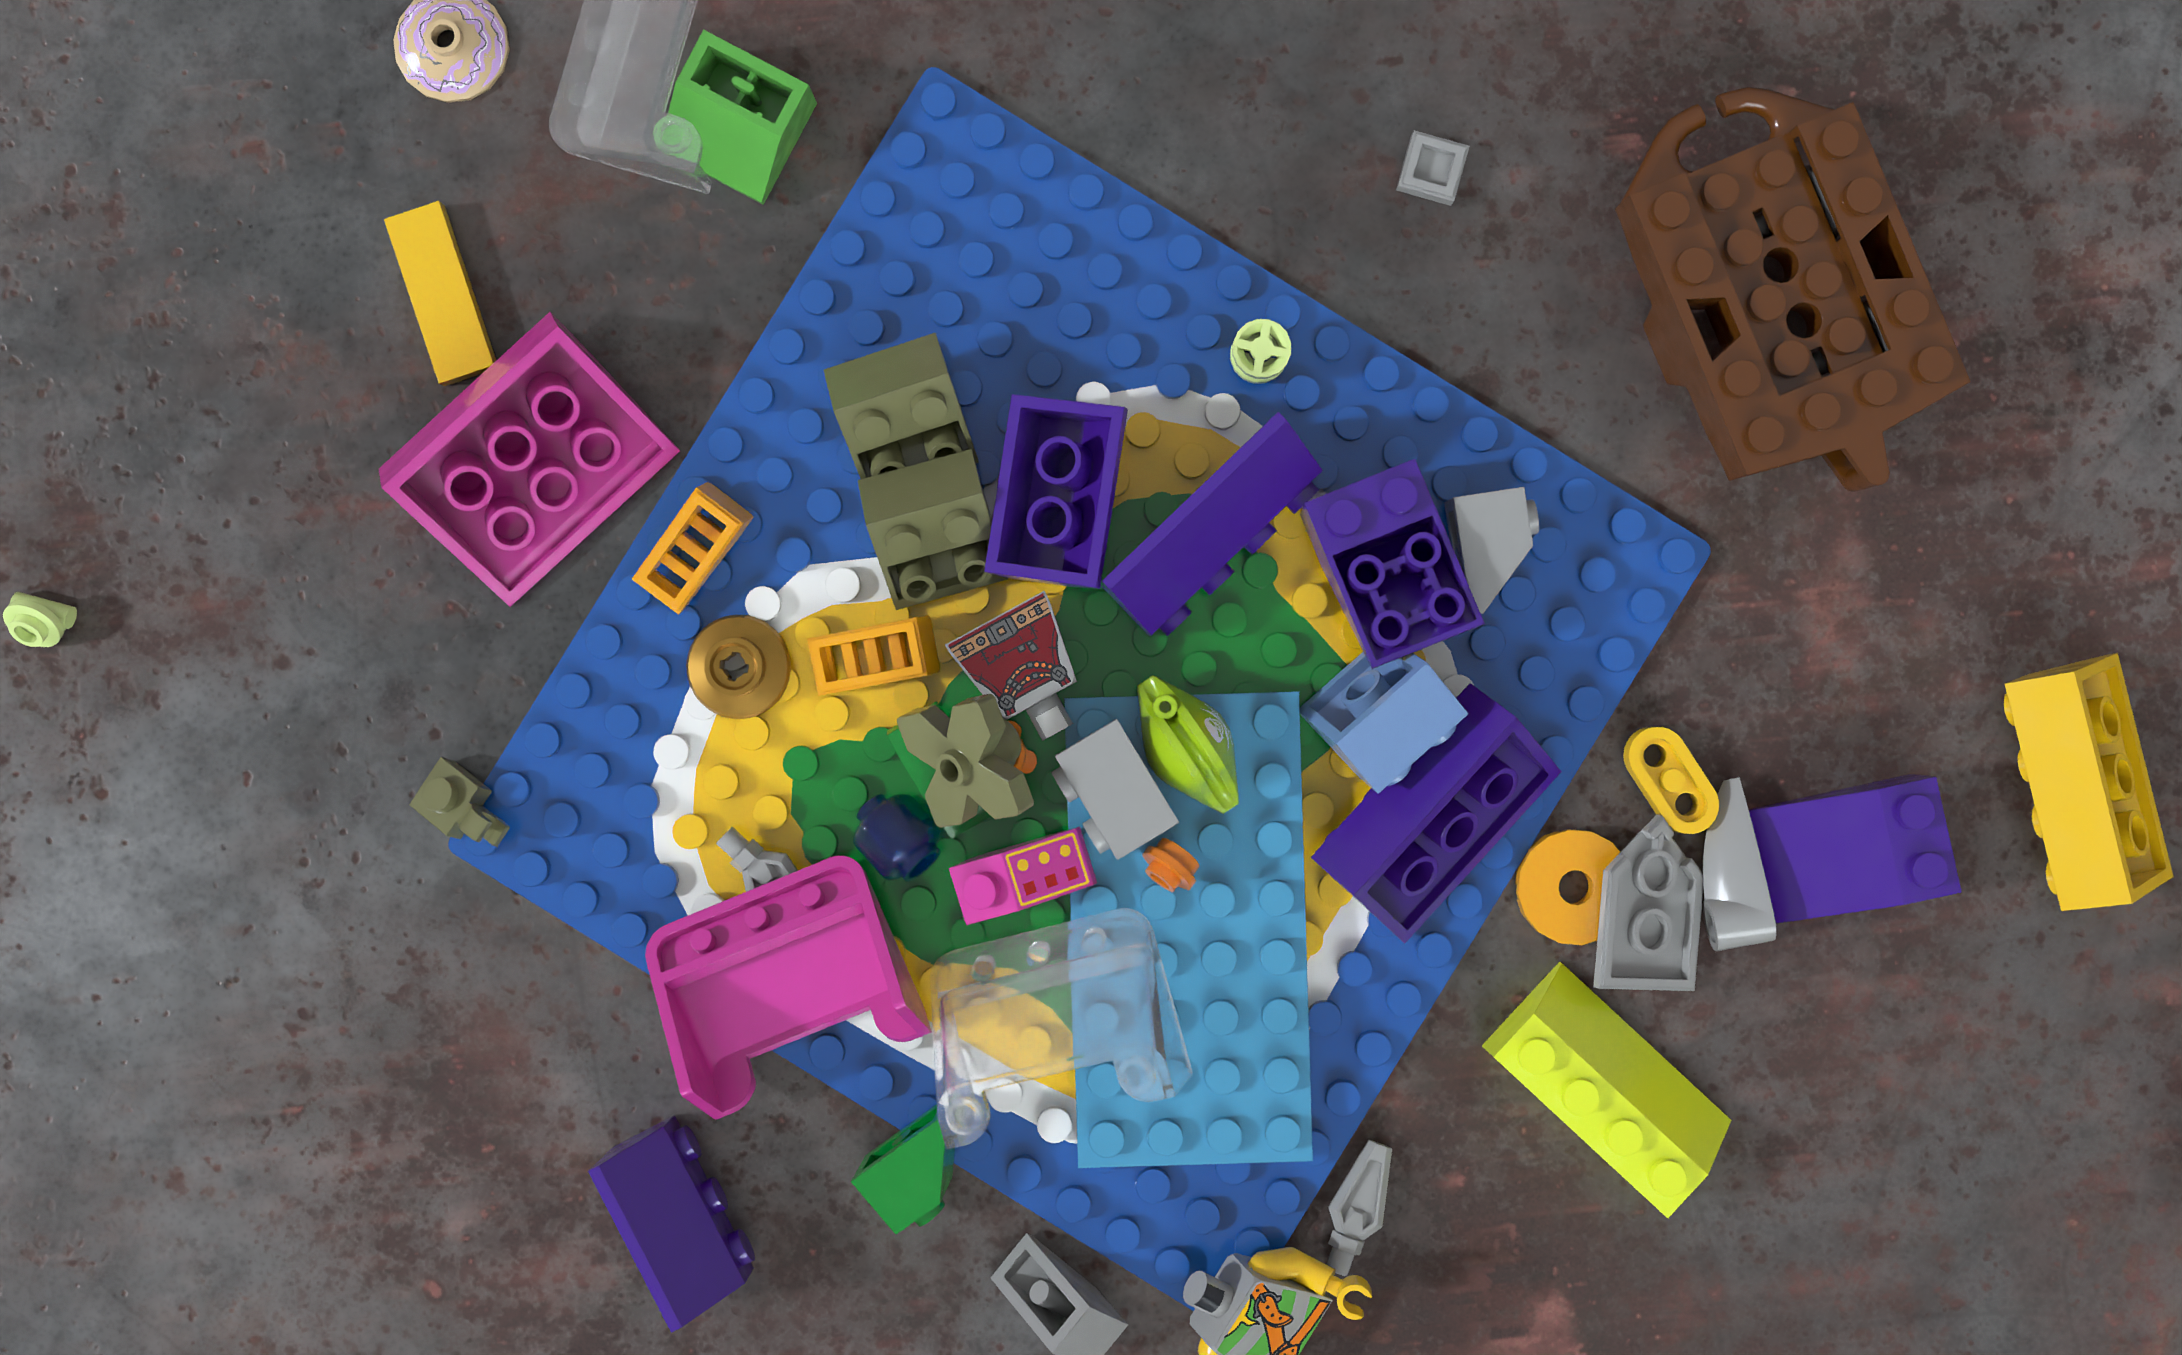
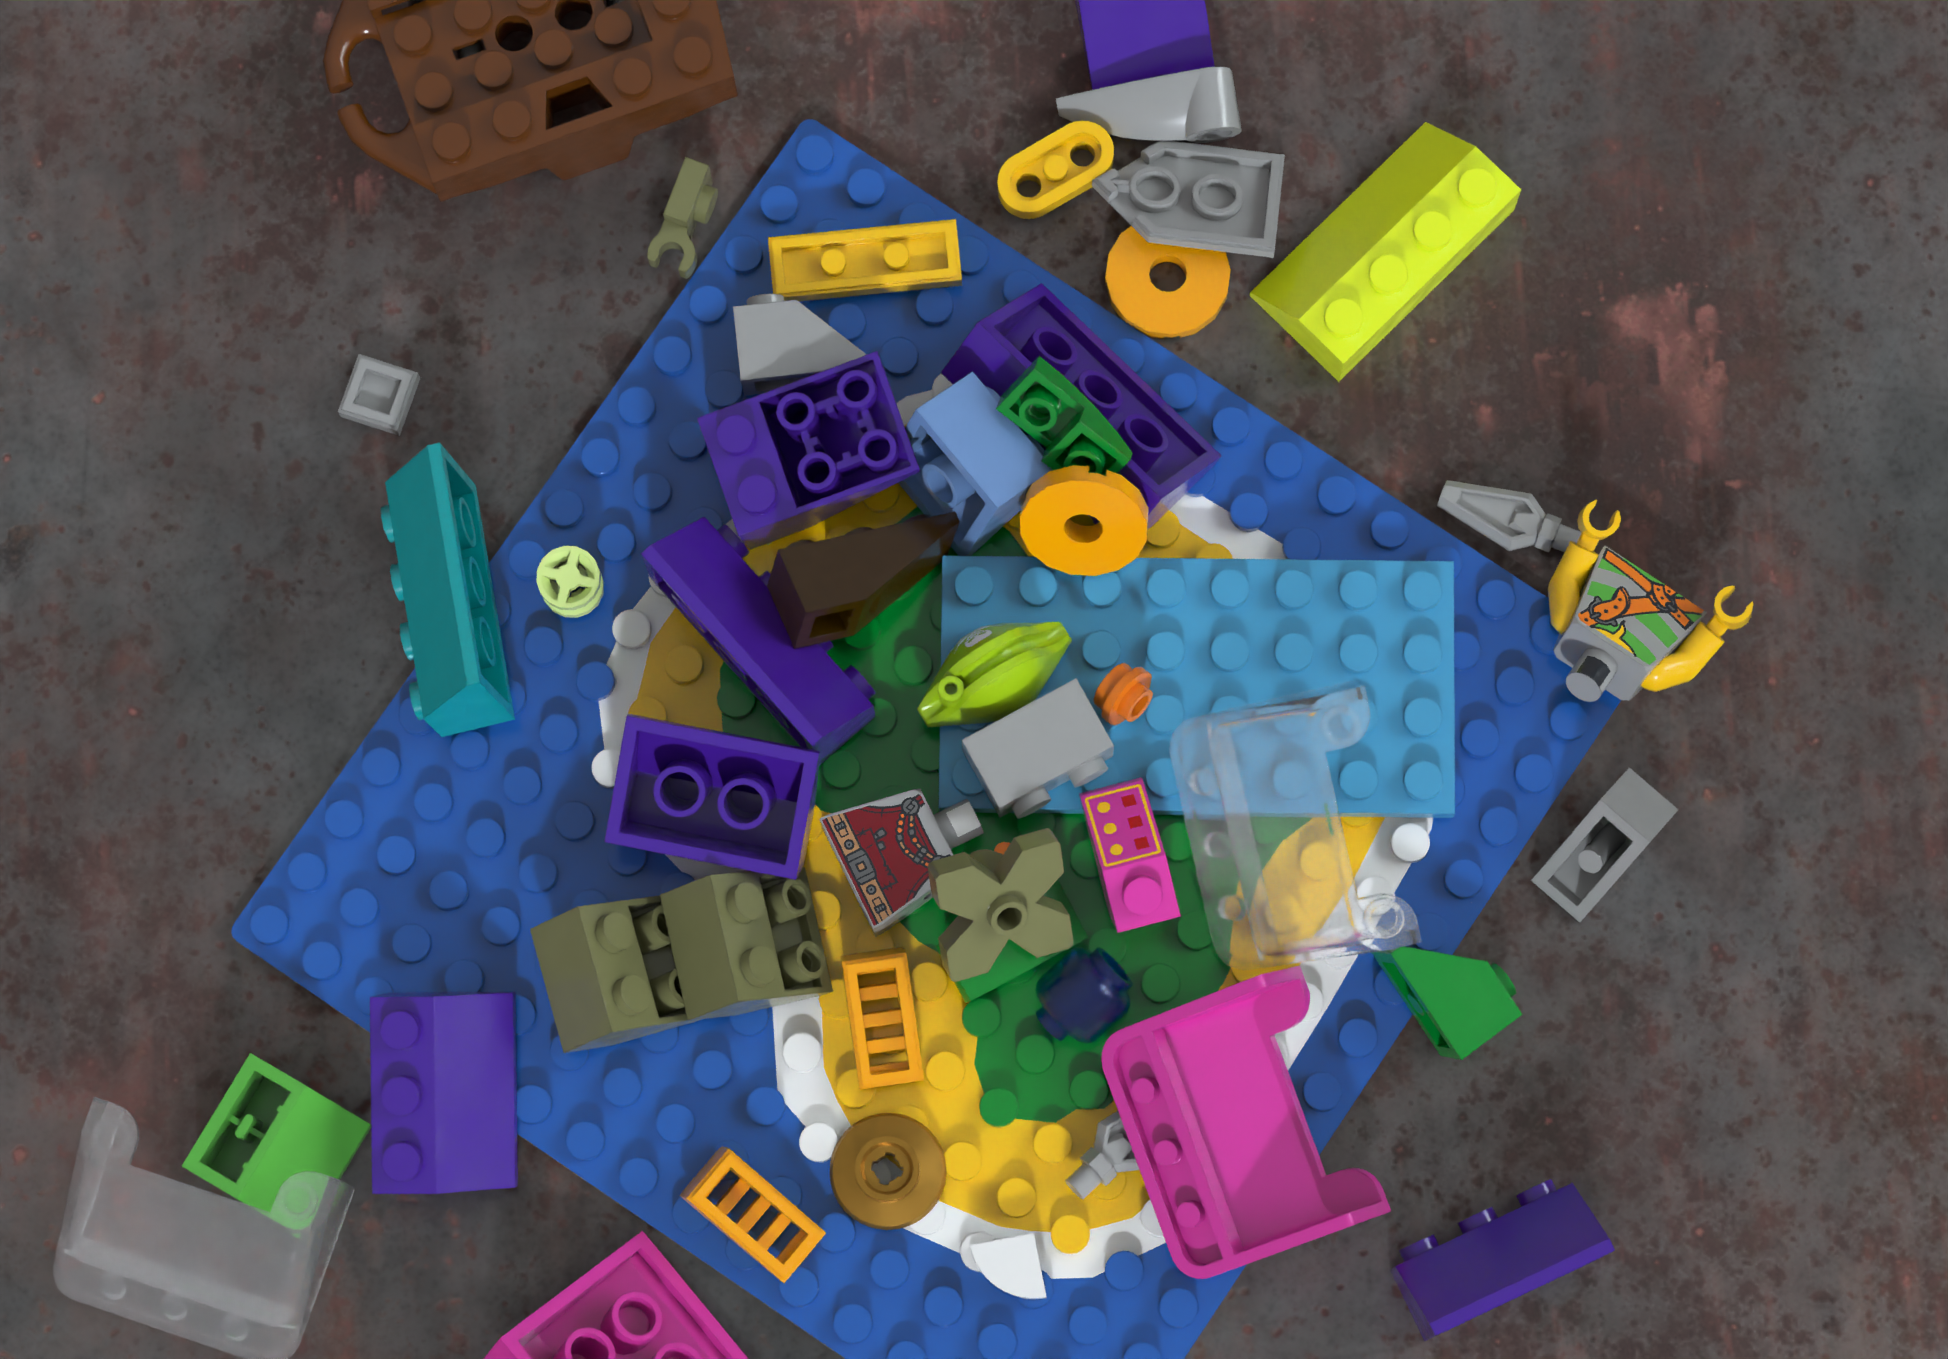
camera: 85 degrees left, 10 degrees down
(655, 781) = (1012, 1265): none -> white tile
(787, 262) = (443, 1092): none -> dark purple slope
(1242, 238) = (446, 595): none -> teal slope
(1263, 602) = (846, 581): none -> dark brown slope
(1305, 823) = (1082, 548): none -> light orange tile
(1410, 813) = (1063, 421): none -> green slope
(1575, 608) = (865, 261): none -> yellow tile
(1623, 441) = (688, 204): none -> olive plate

